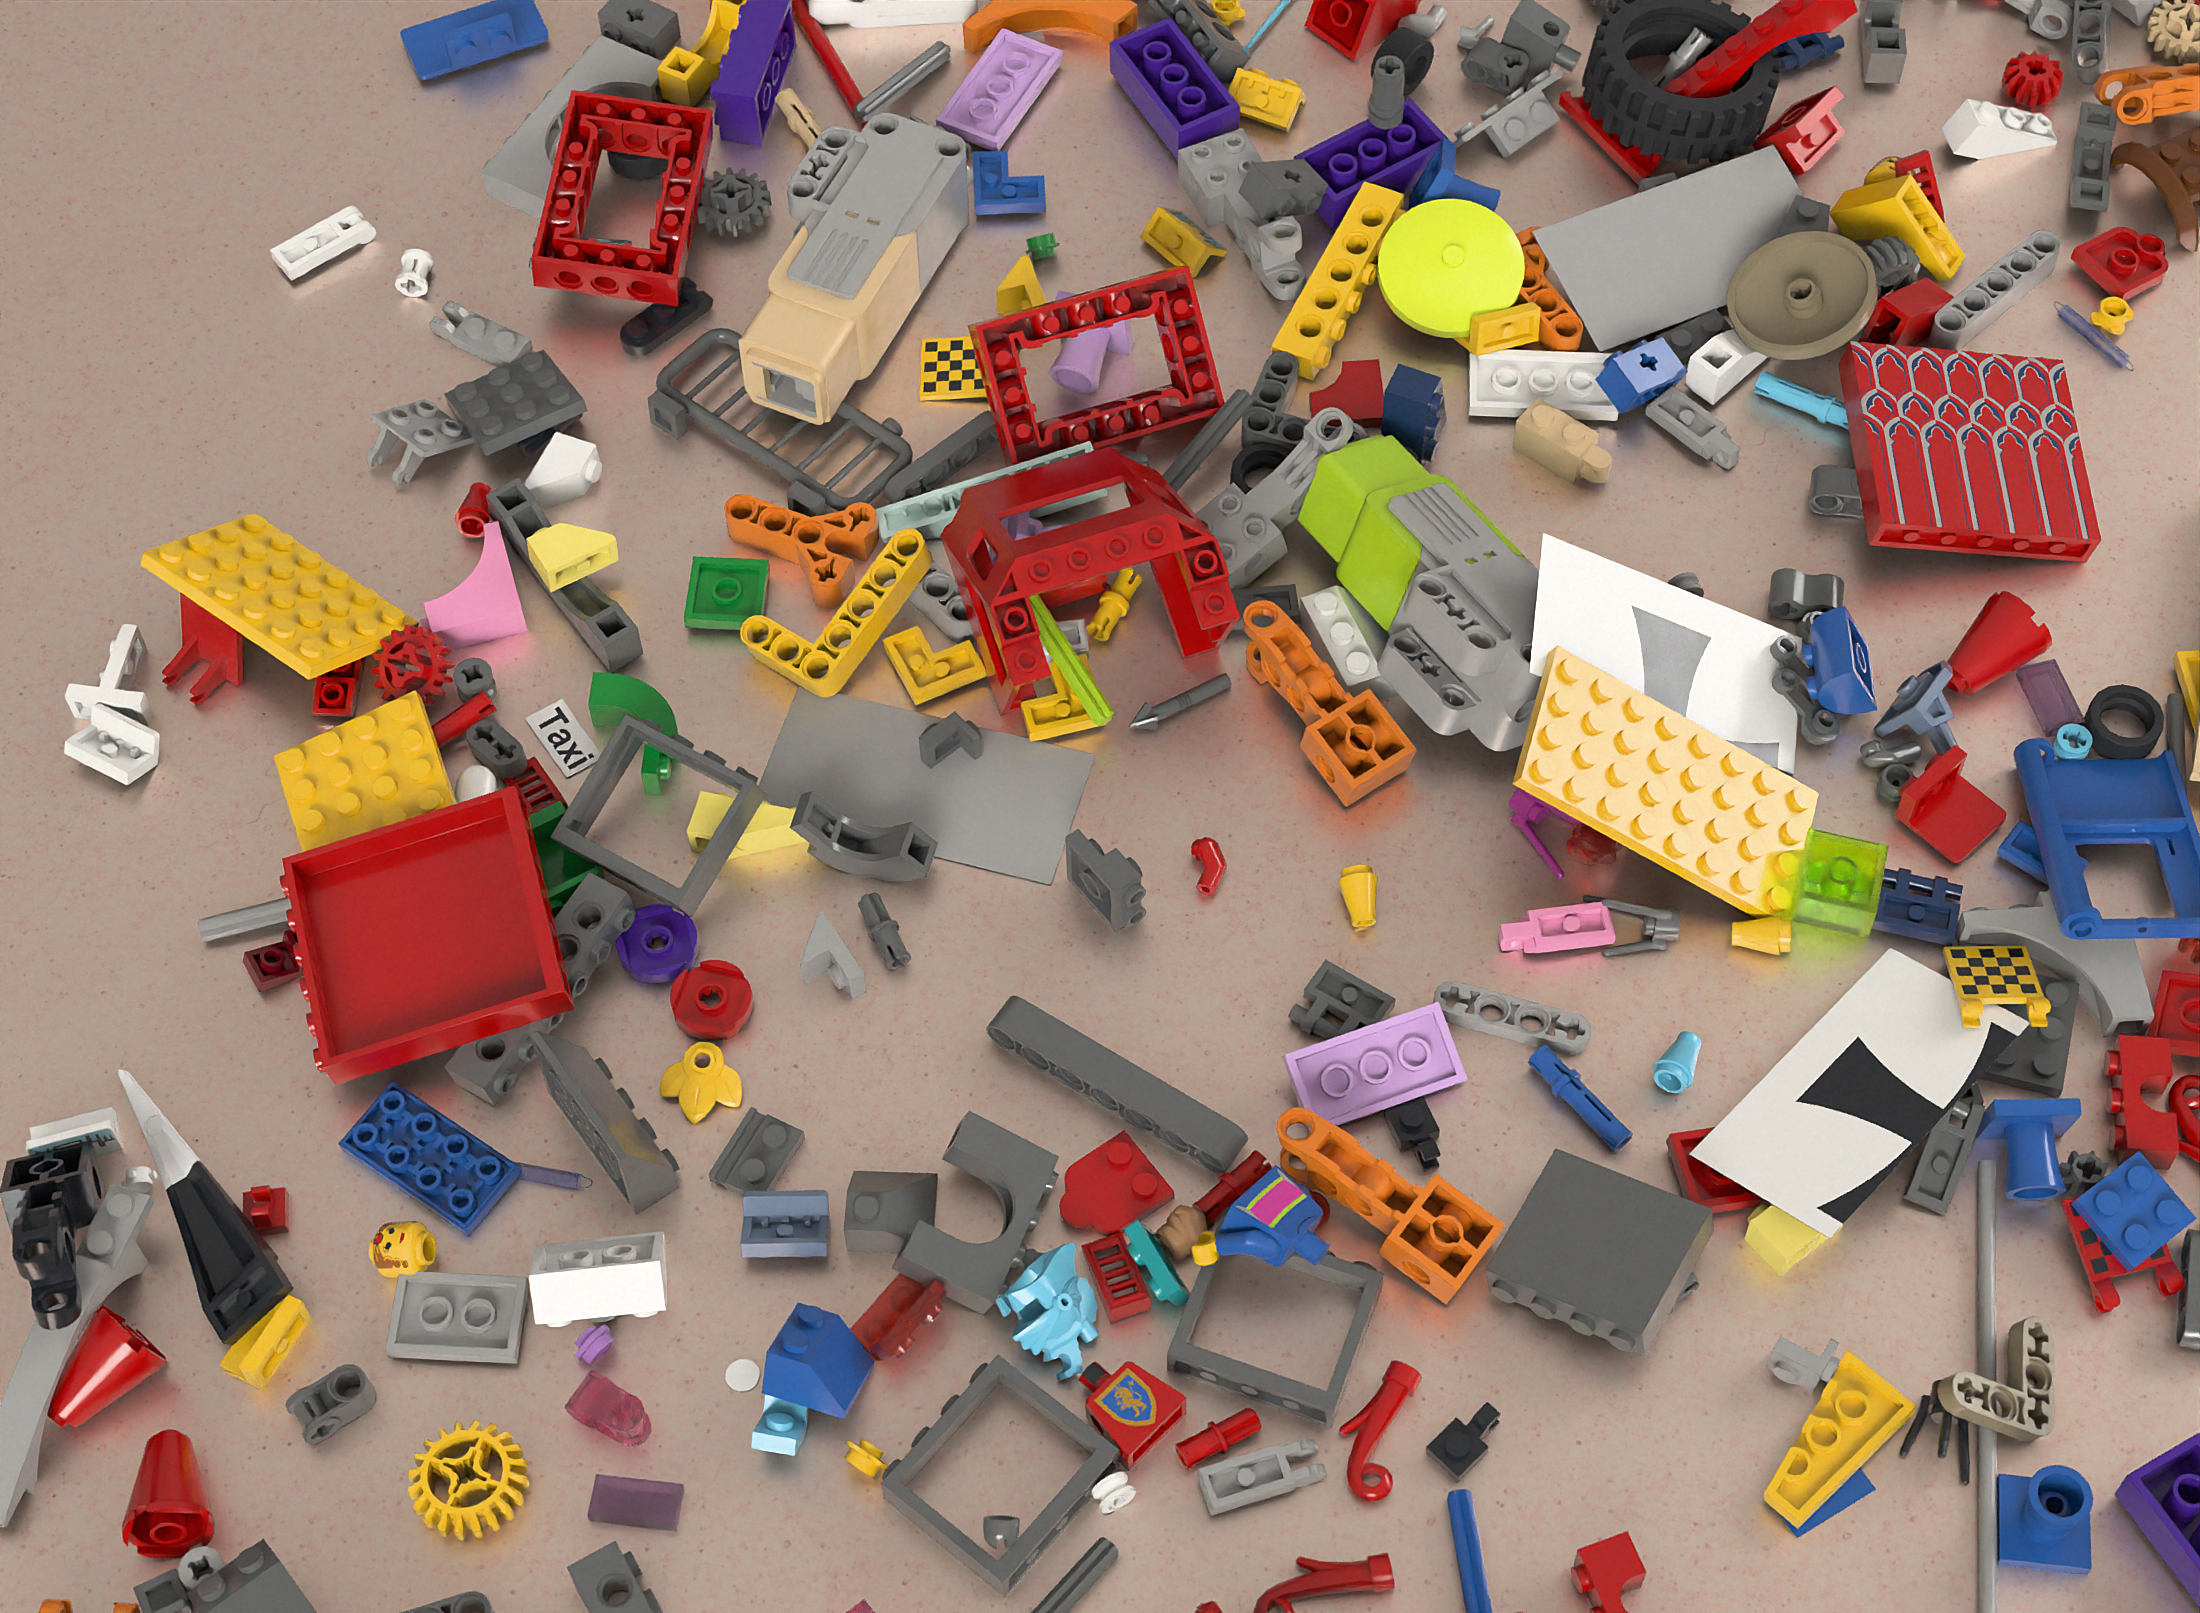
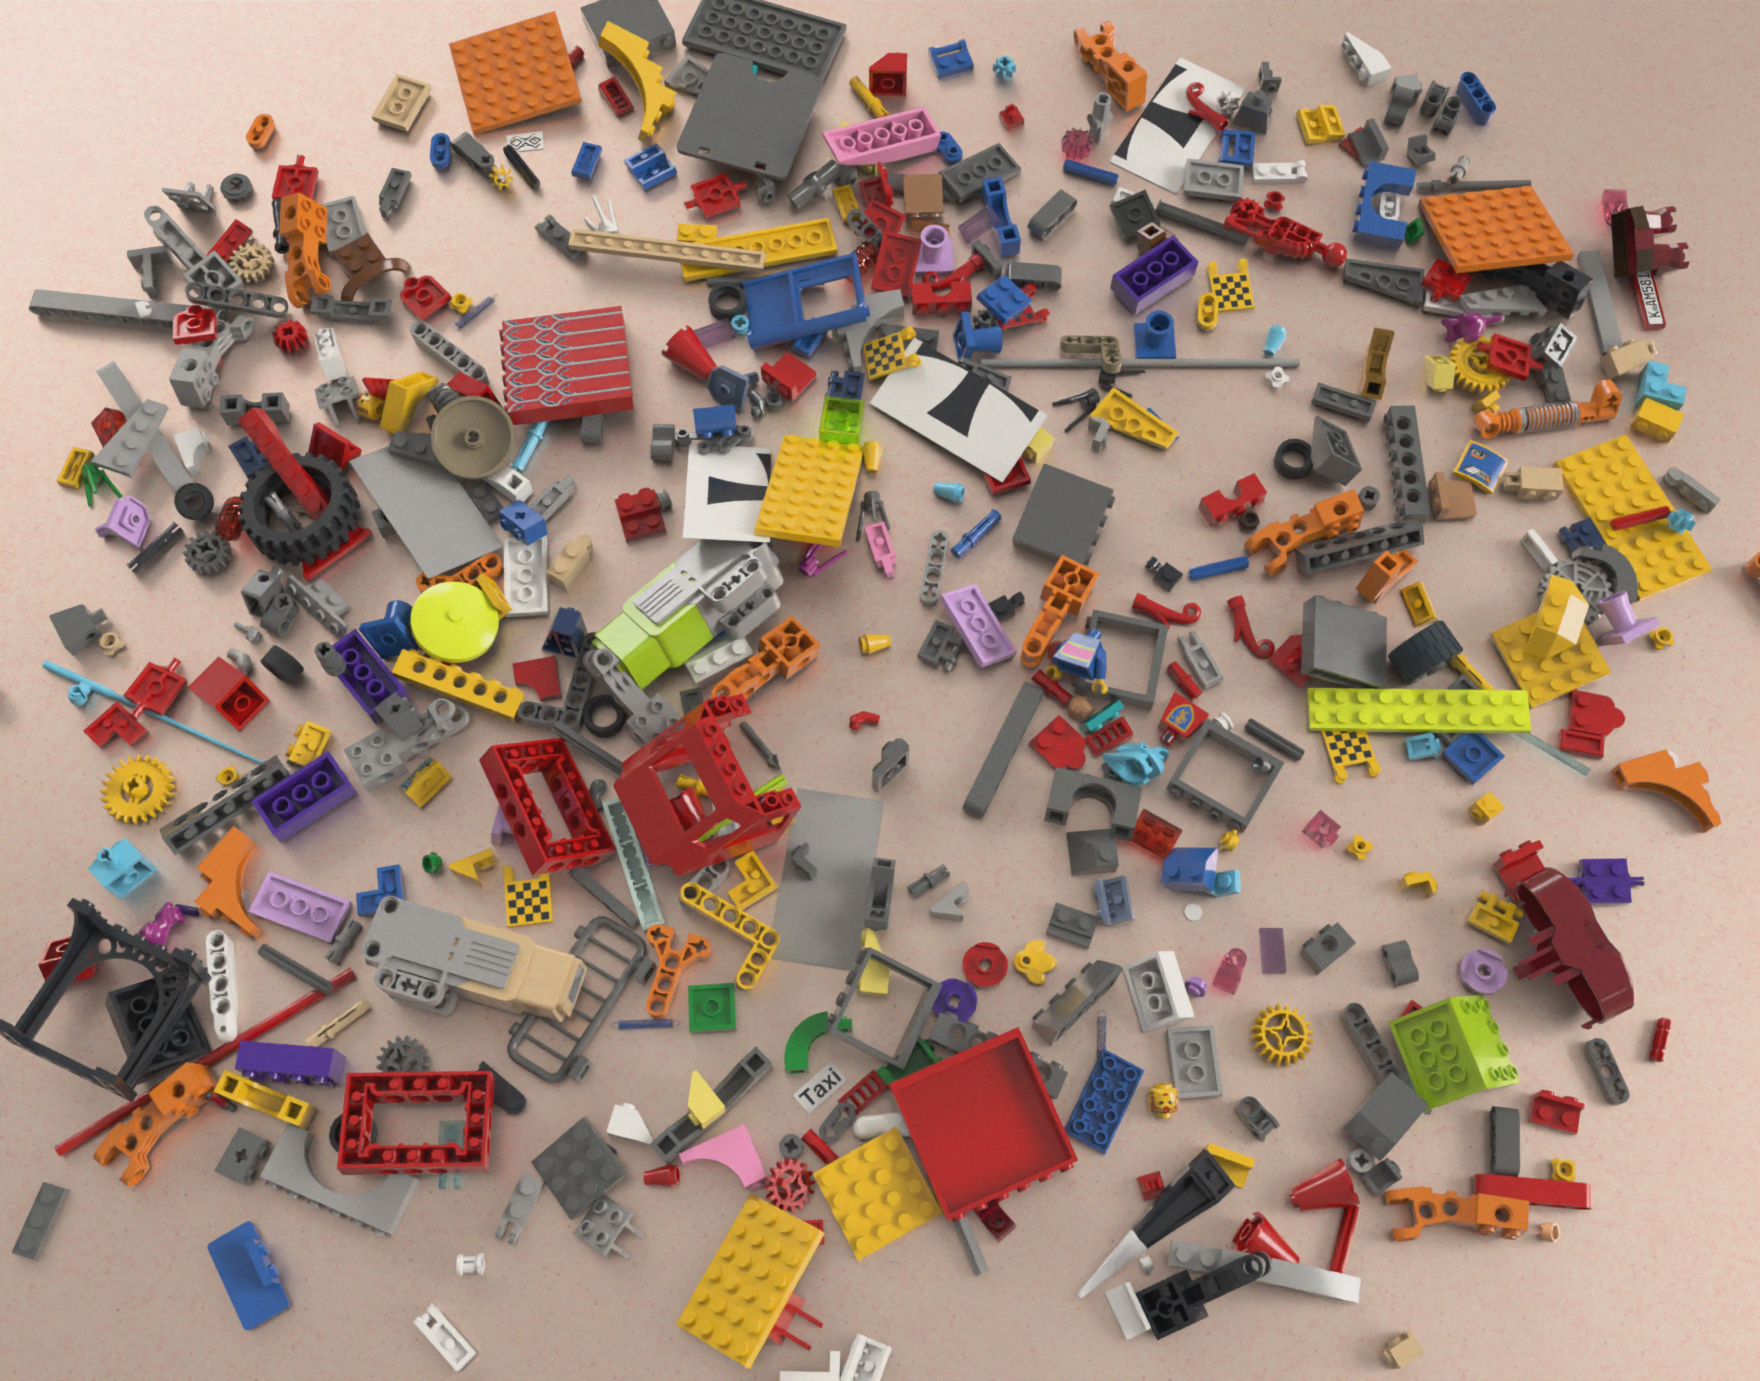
camera: 100 degrees left, 10 degrees up
(77, 1518) = (1344, 1239): none -> red axle
(717, 508) = (644, 1024): none -> blue piece
(1658, 547) = (640, 514): none -> red plate
(1891, 1354) = (1086, 399): none -> black plant
(1912, 134) = (331, 393): none -> light grey plate

